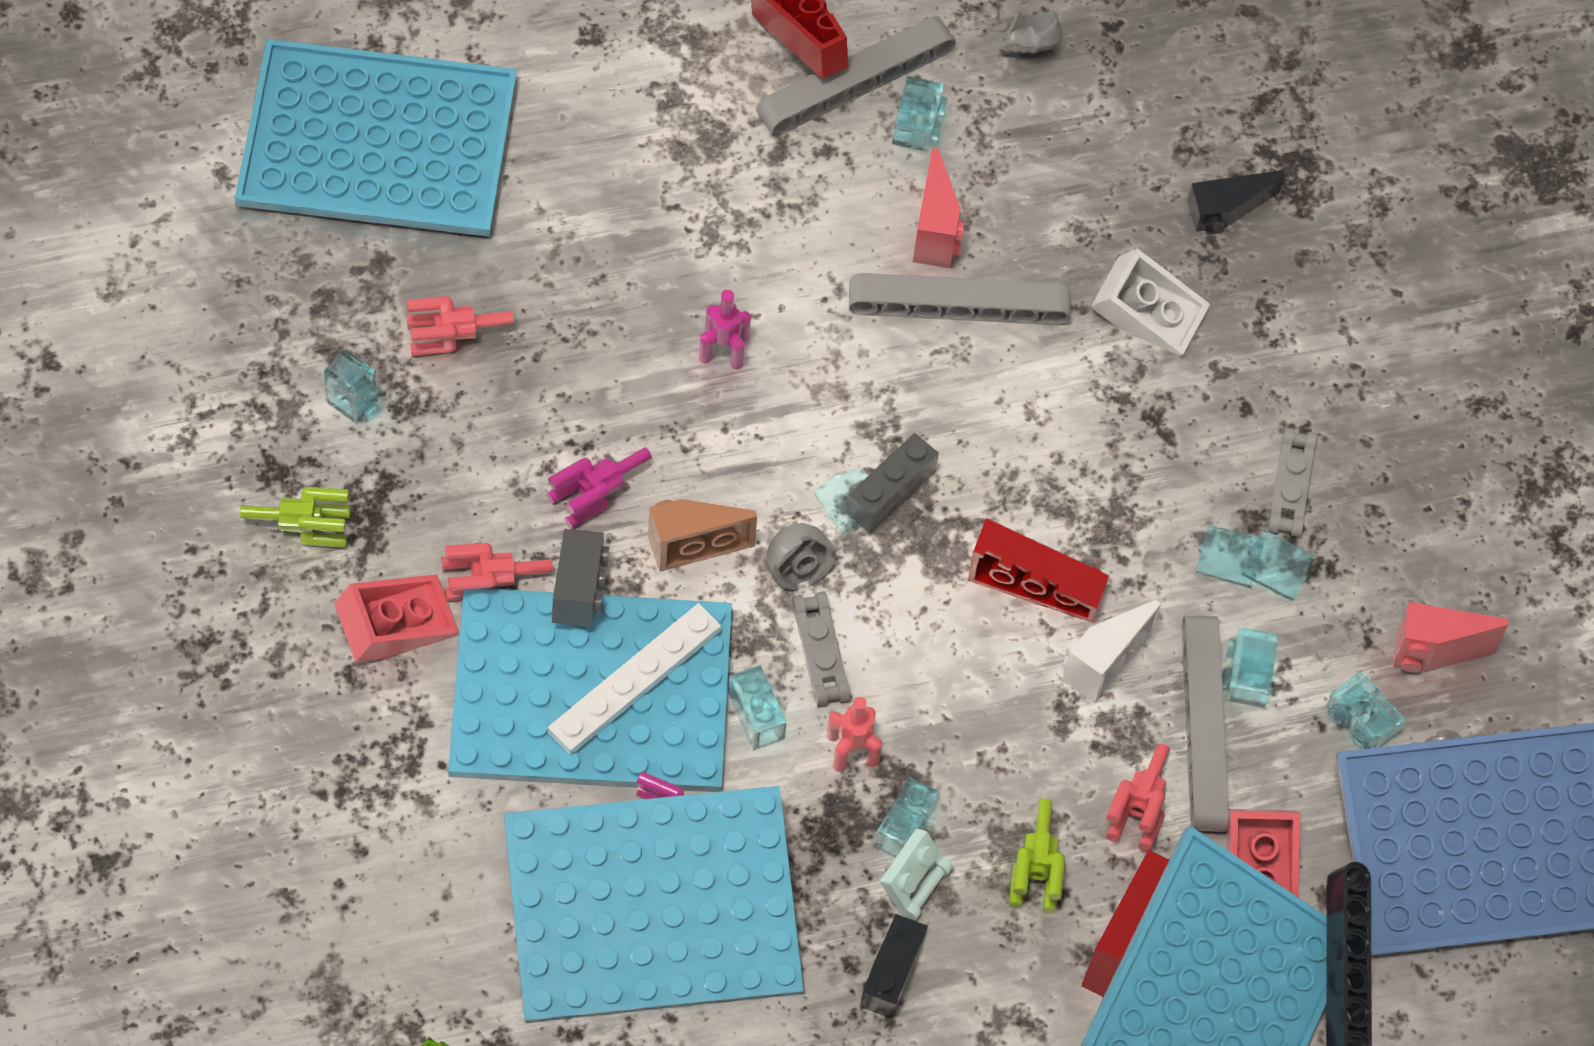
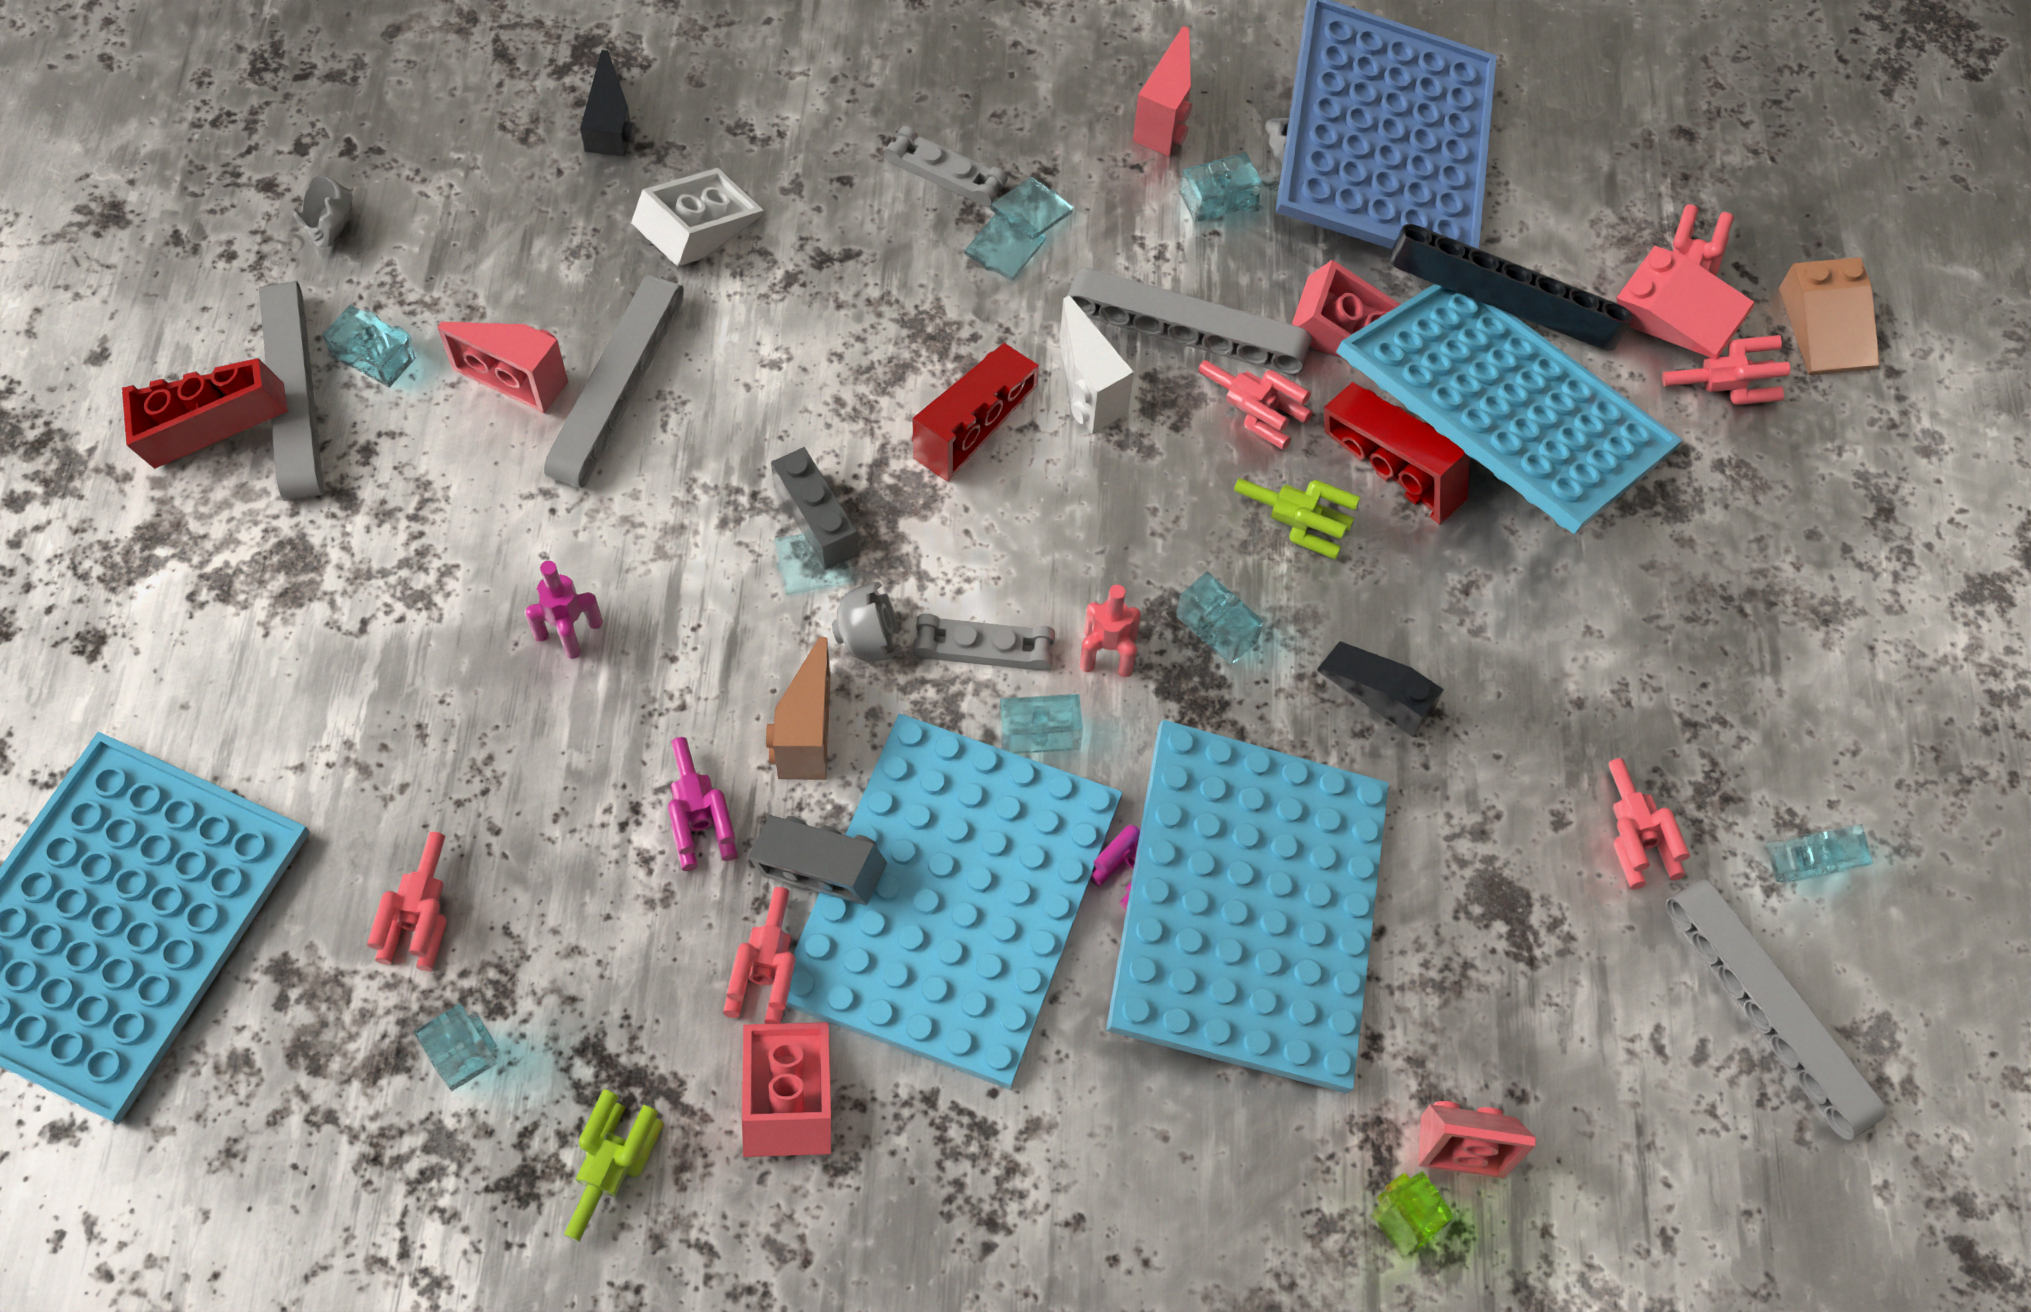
camera: 70 degrees left, 0 degrees up
(634, 679) = (967, 841): white plate -> none
(909, 869) = (1289, 628): light aqua plate -> none
(1251, 667) = (1141, 258): clear light blue brick -> none

